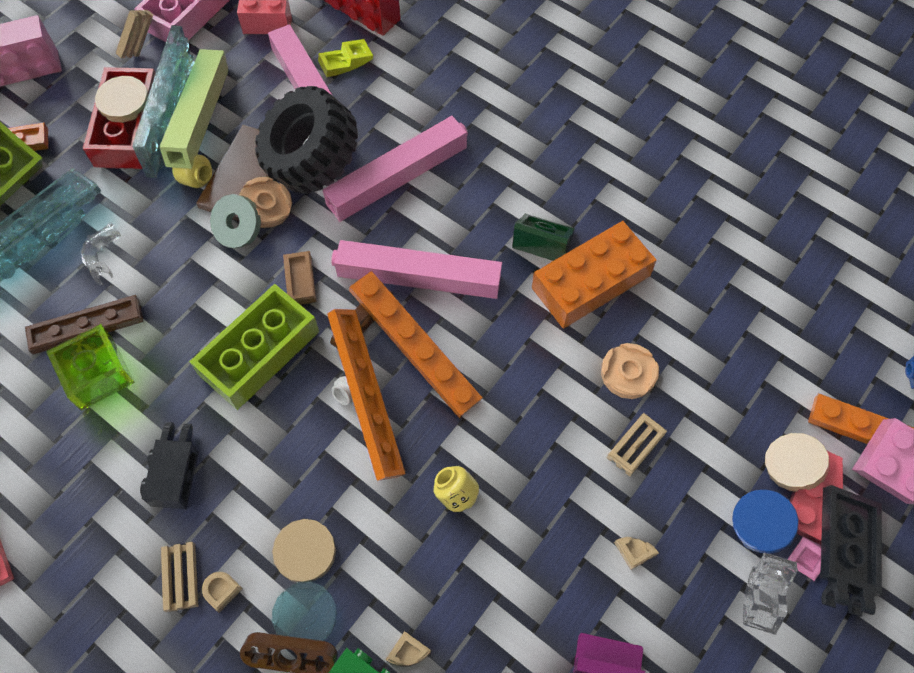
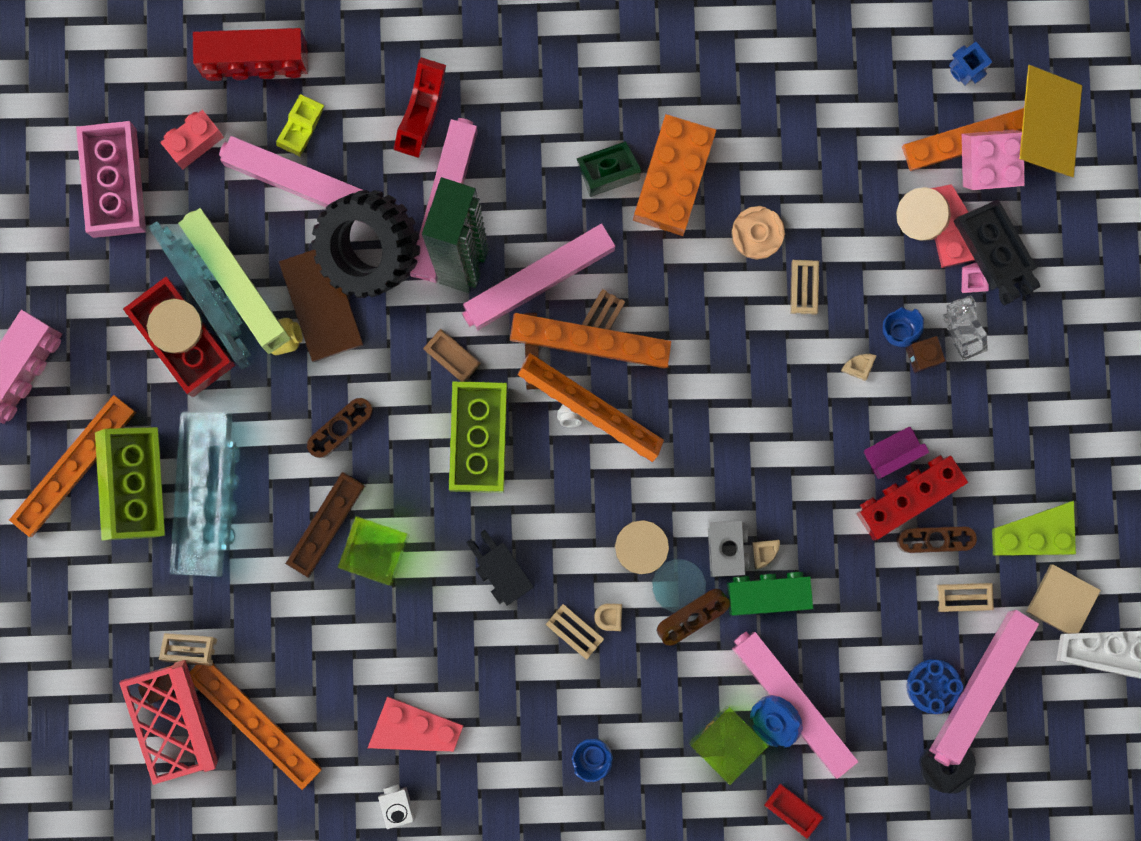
camera: 45 degrees left, 20 degrees up
(93, 246) = (269, 463): clear piece -> none
(134, 33) = (107, 254): tan tile -> none
(156, 258) = (329, 426): none -> reddish brown beam
(222, 217) = (363, 366): tile -> none
(270, 198) = (366, 318): light nougat tile -> none
(355, 121) = (456, 235): none -> dark green brick
(377, 596) = (718, 534): none -> light grey brick
(439, 102) = (422, 108): none -> red arch
(446, 325) = (611, 299): none -> medium nougat tile
(456, 488) = (710, 423): light yellow head -> none
(704, 546) = (903, 327): none -> blue hair
(709, 588) = (925, 354): none -> reddish brown brick
(765, 521) = (930, 277): blue tile -> none

